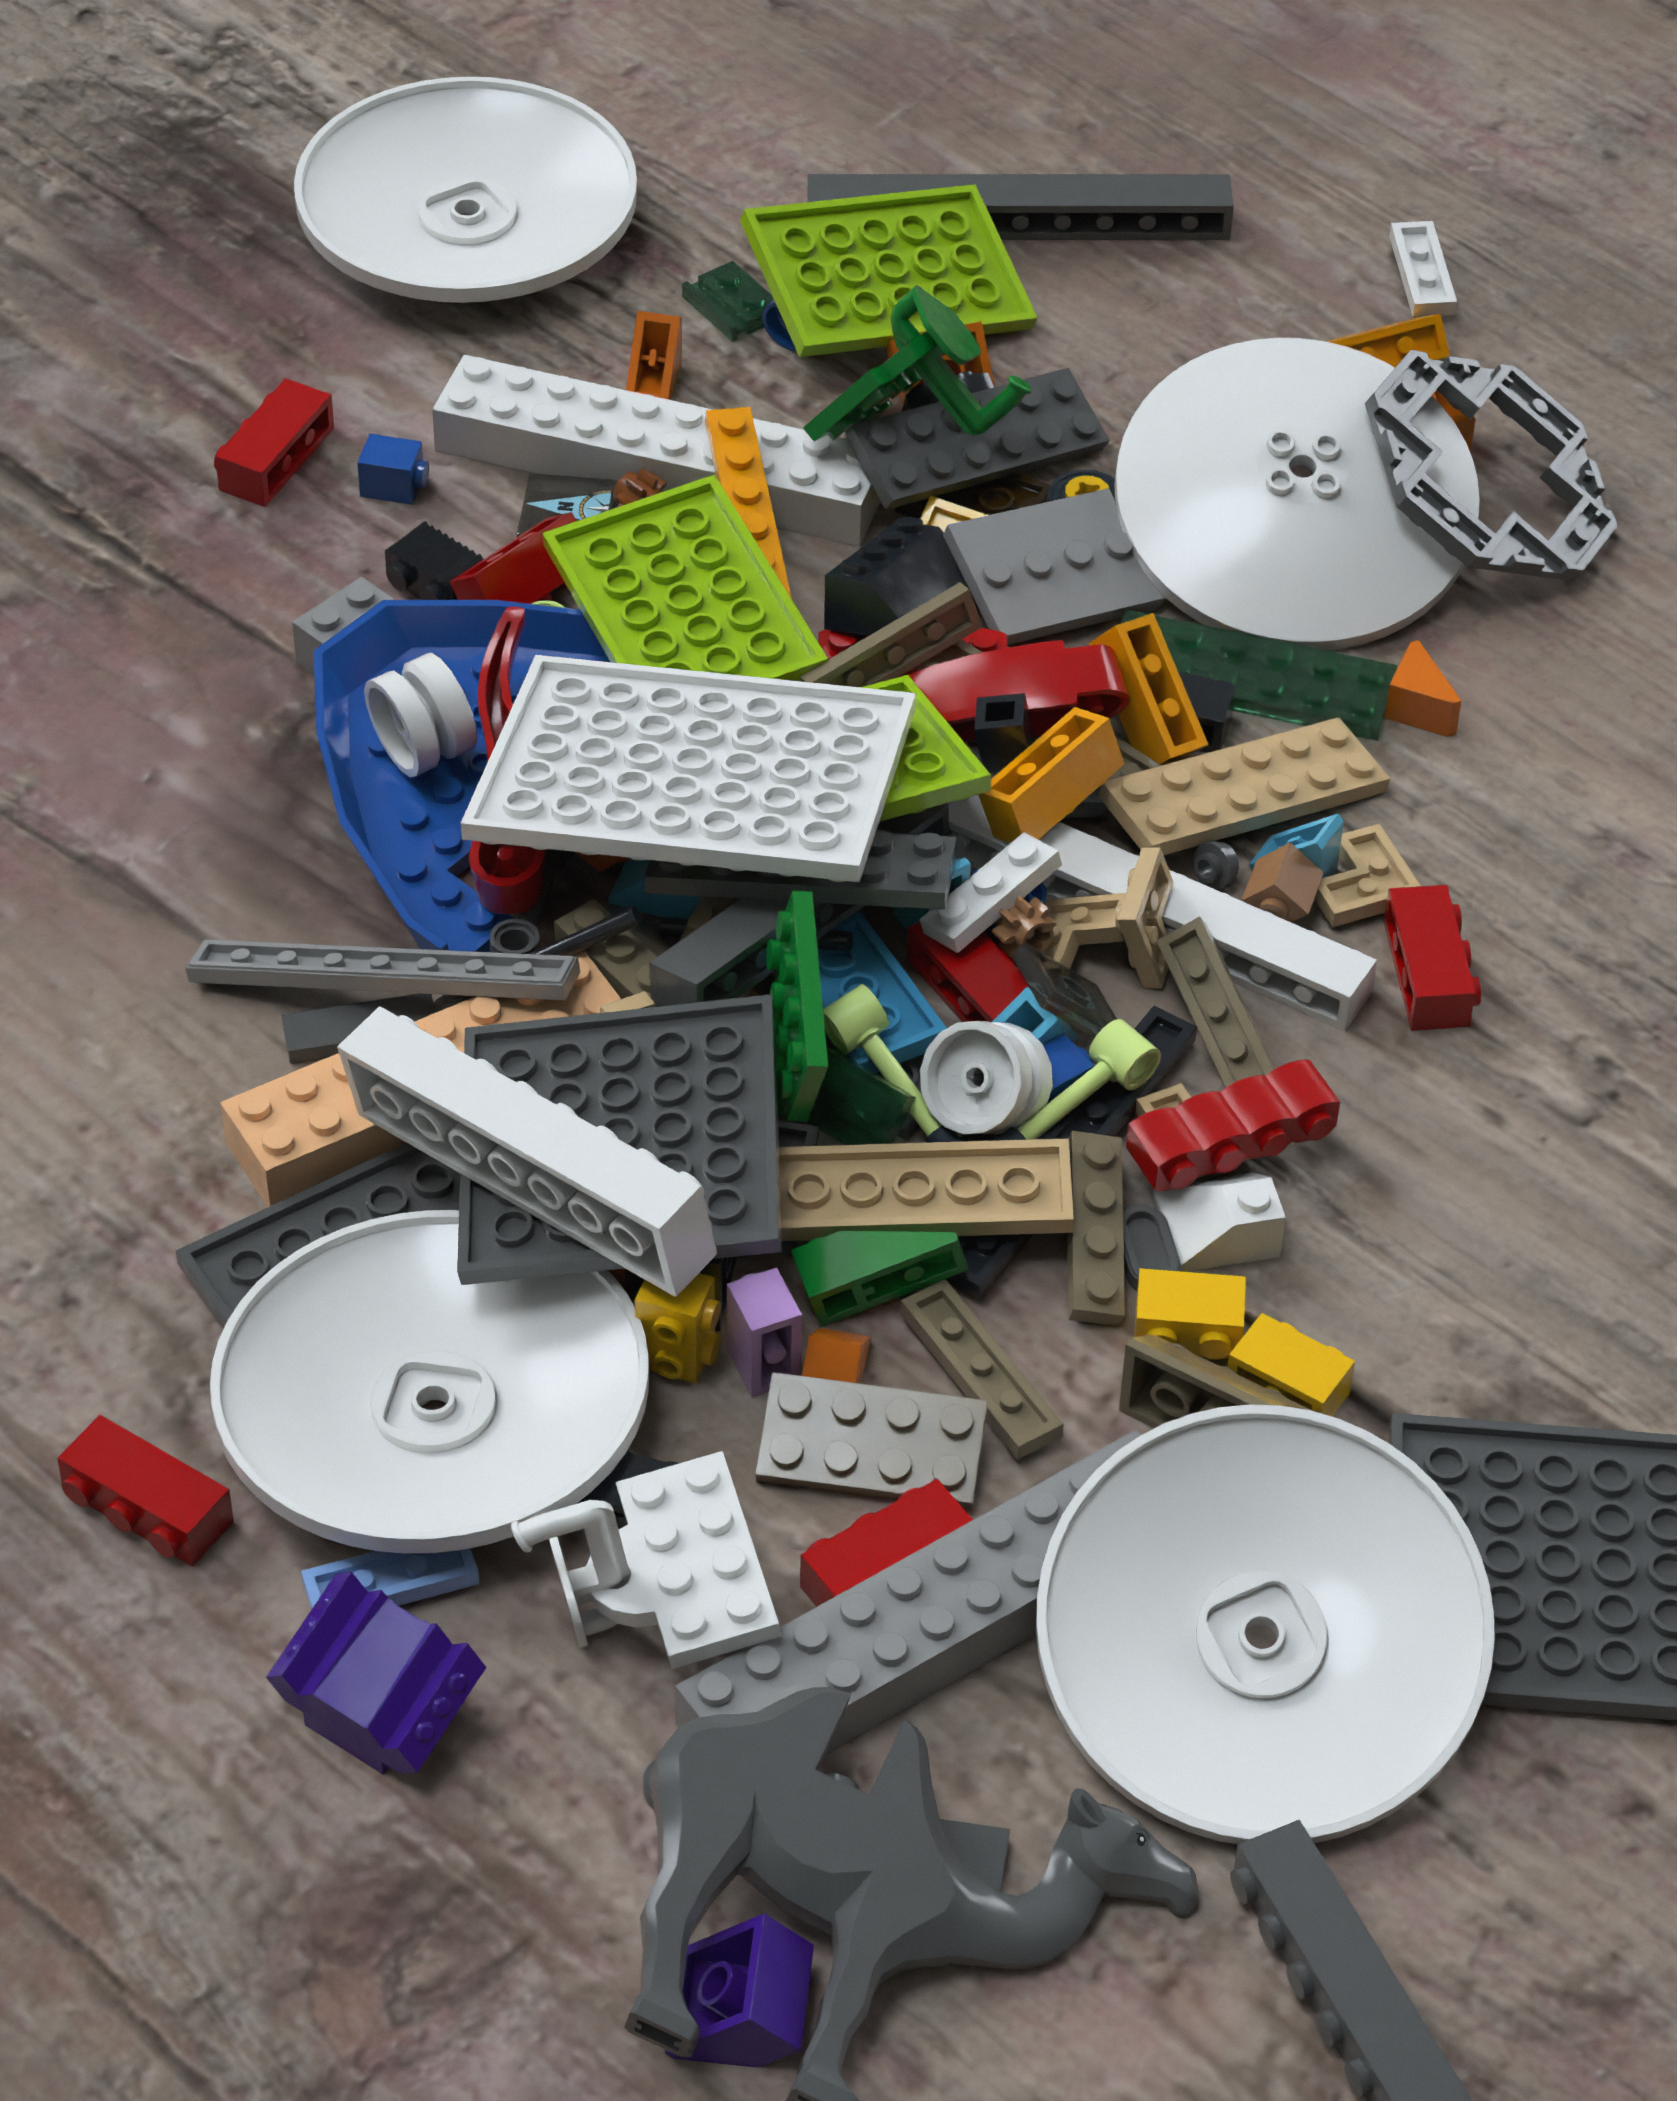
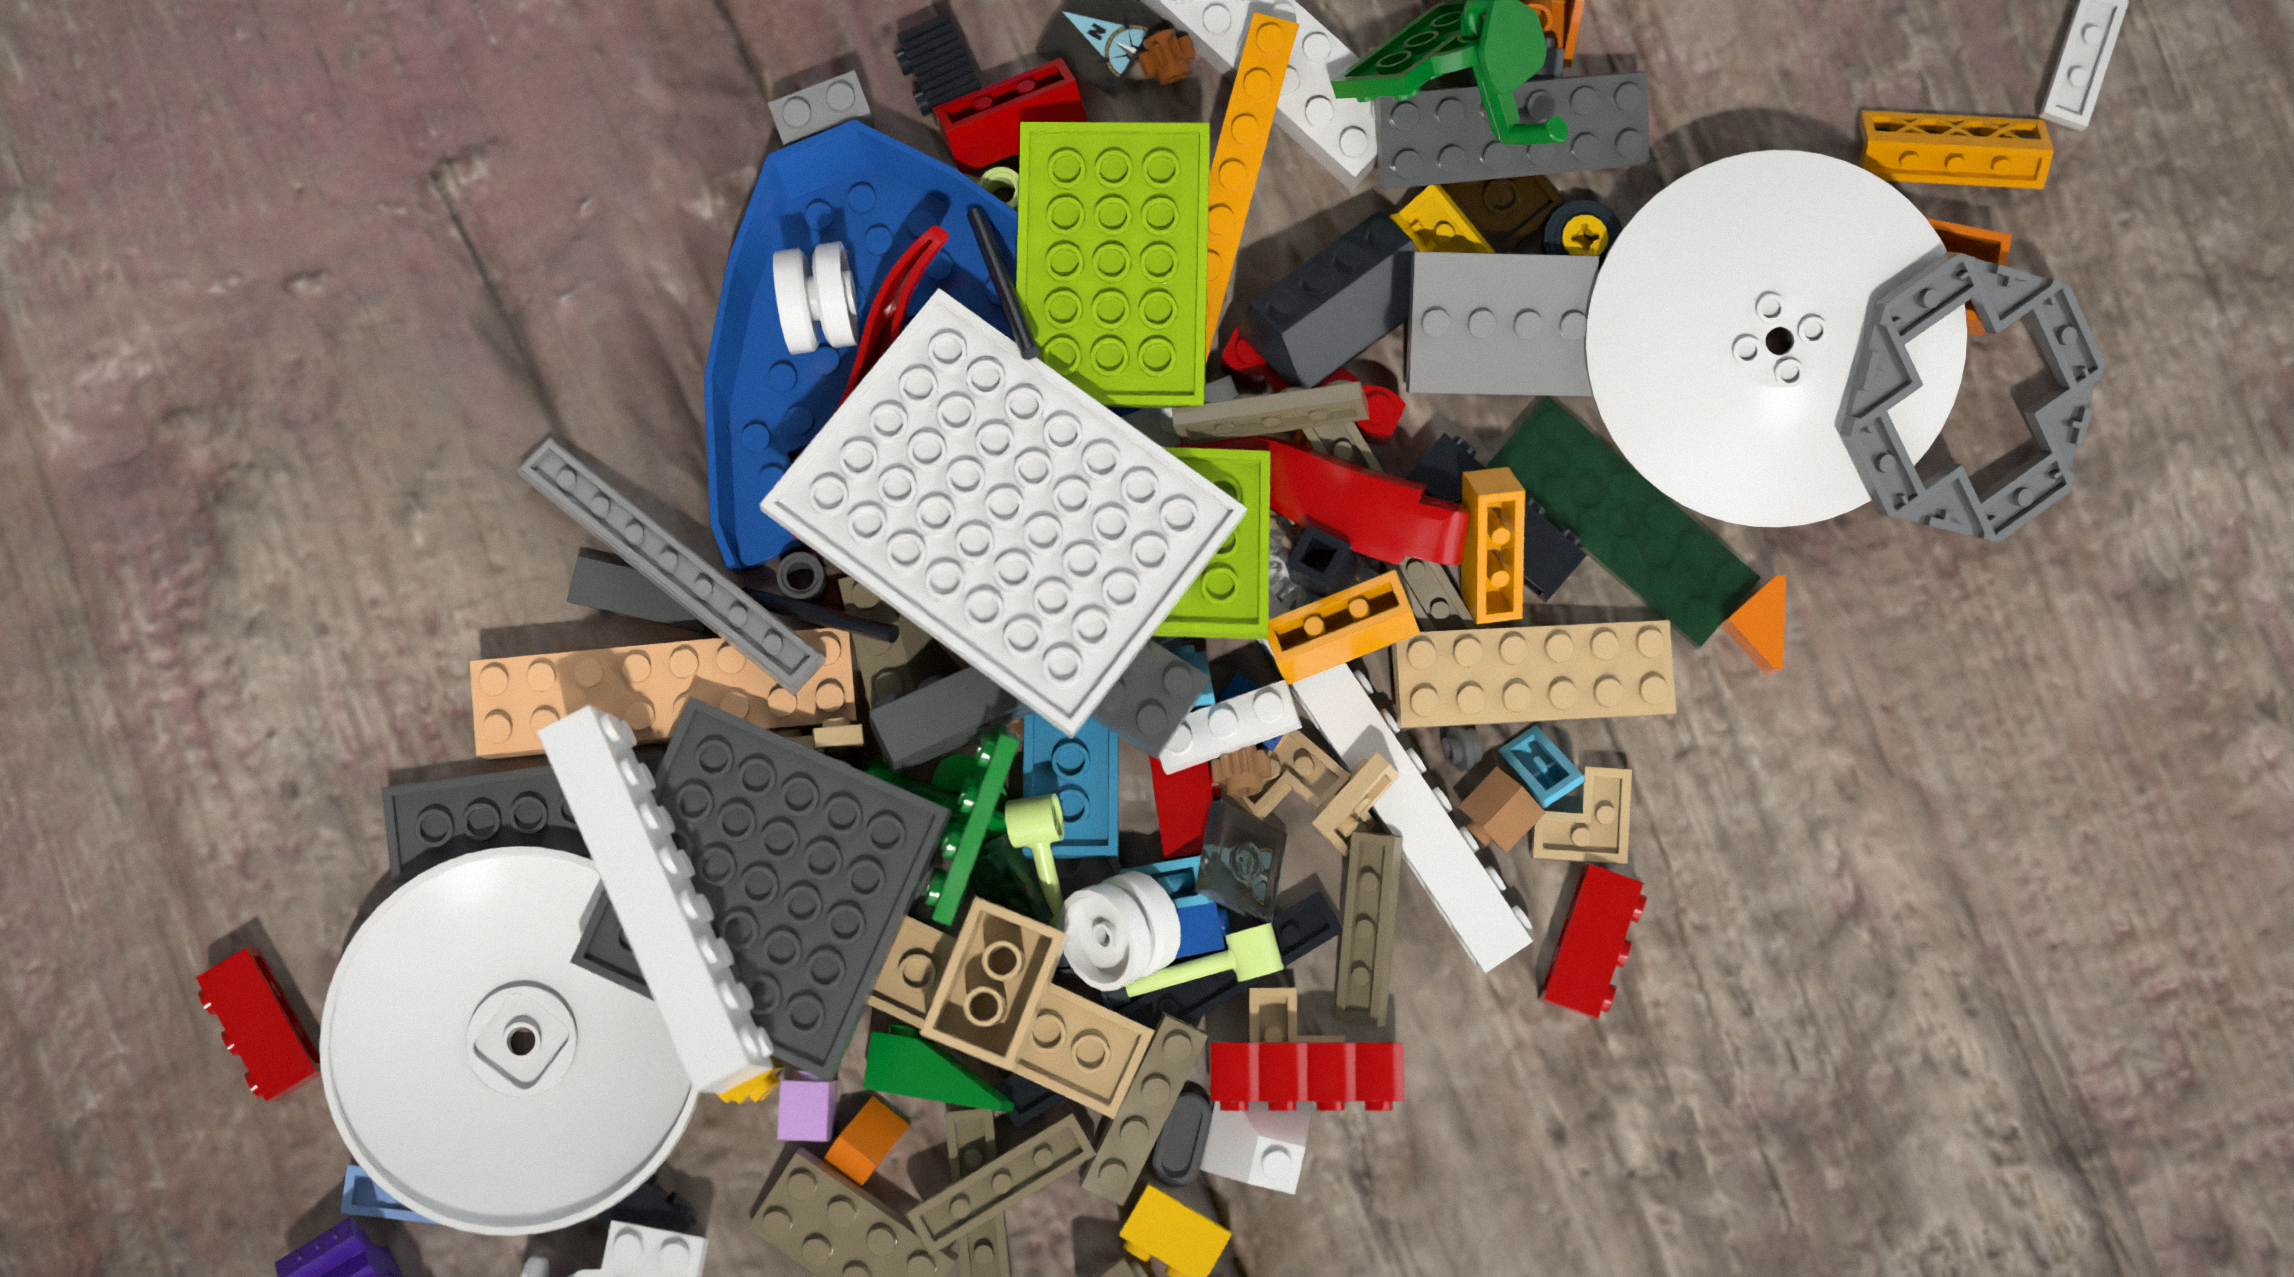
camera: 25 degrees right, 35 degrees up
(591, 644) = (1003, 283): none -> black bar
(894, 1136) = (994, 984): none -> tan brick
(992, 1321) = (1000, 1183): none -> dark tan plate

